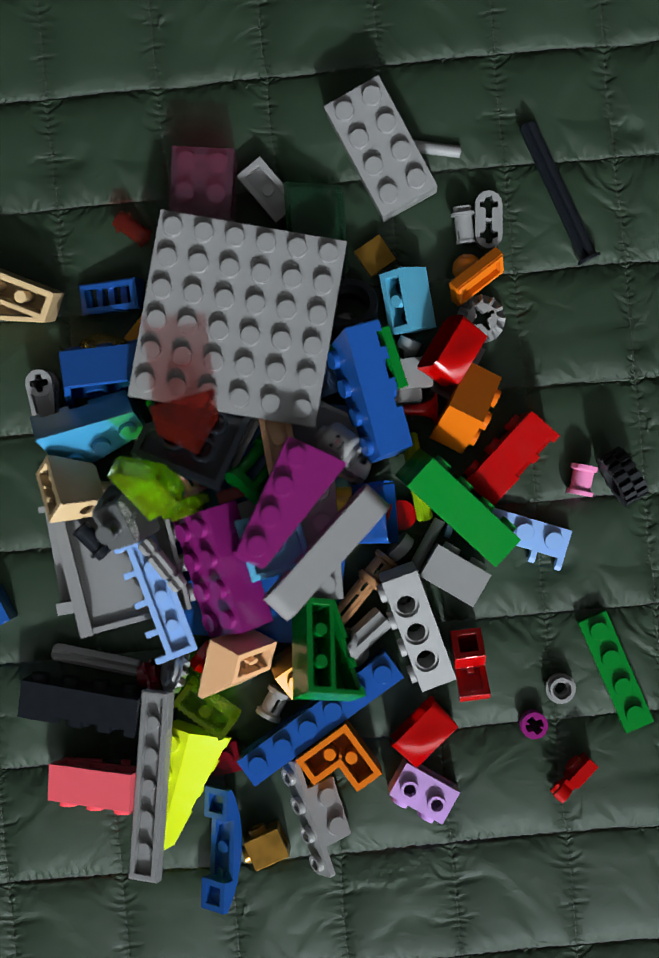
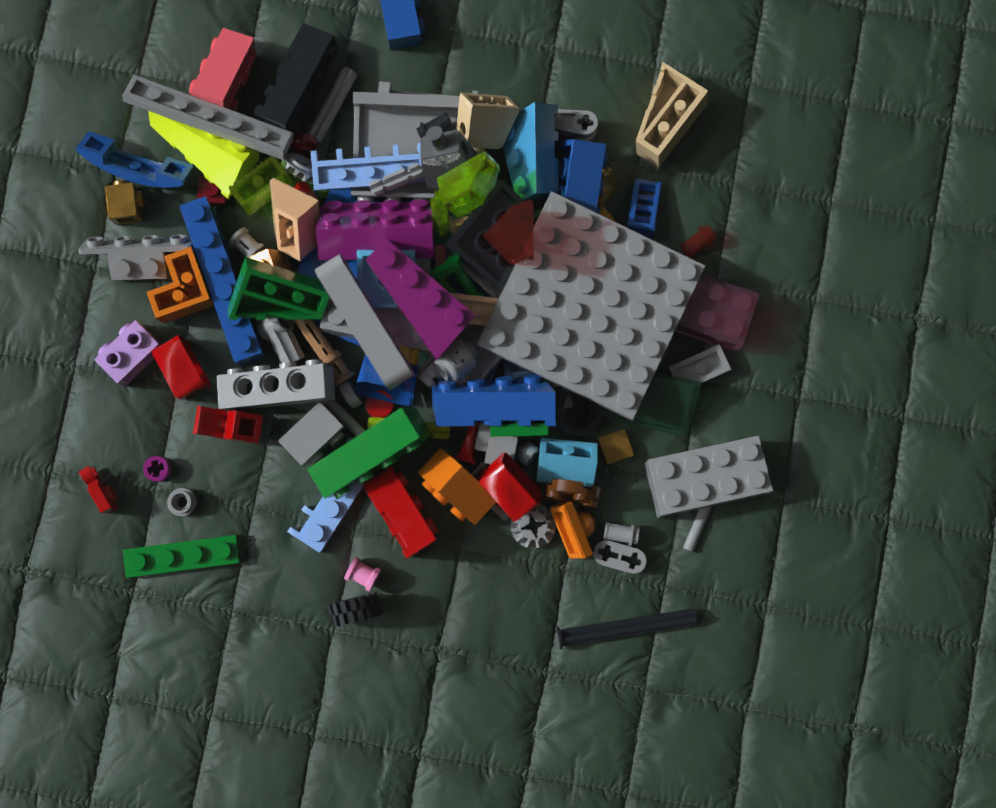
camera: 105 degrees right, 5 degrees down
(439, 294) = (573, 491): none -> reddish brown plate

